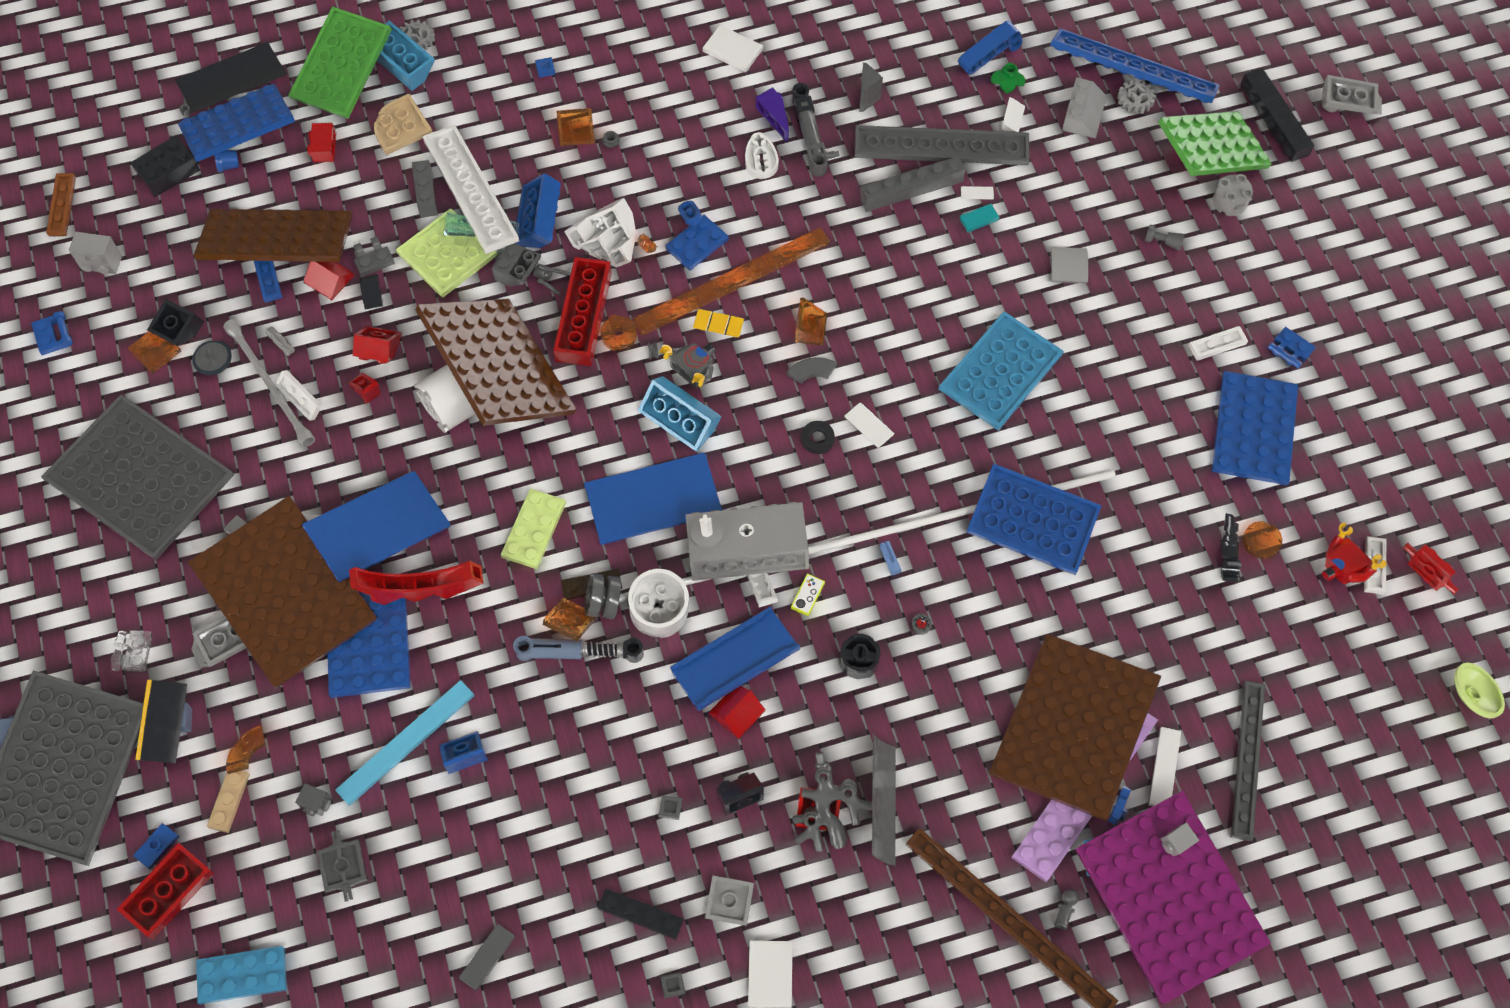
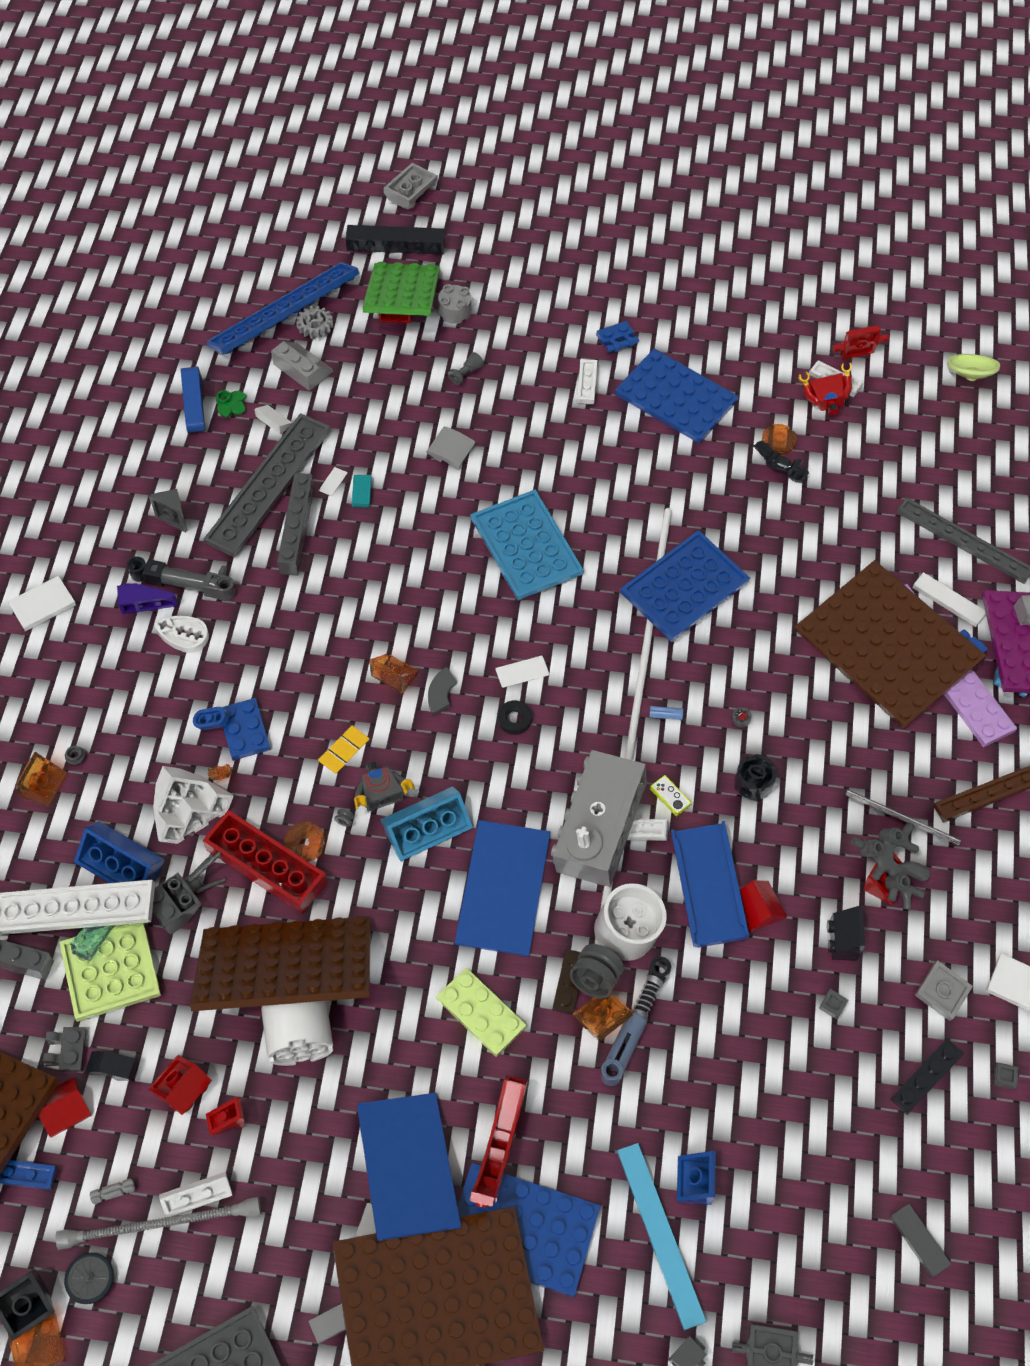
camera: 65 degrees left, 5 degrees down
(730, 281) = (305, 720): clear orange plate -> none

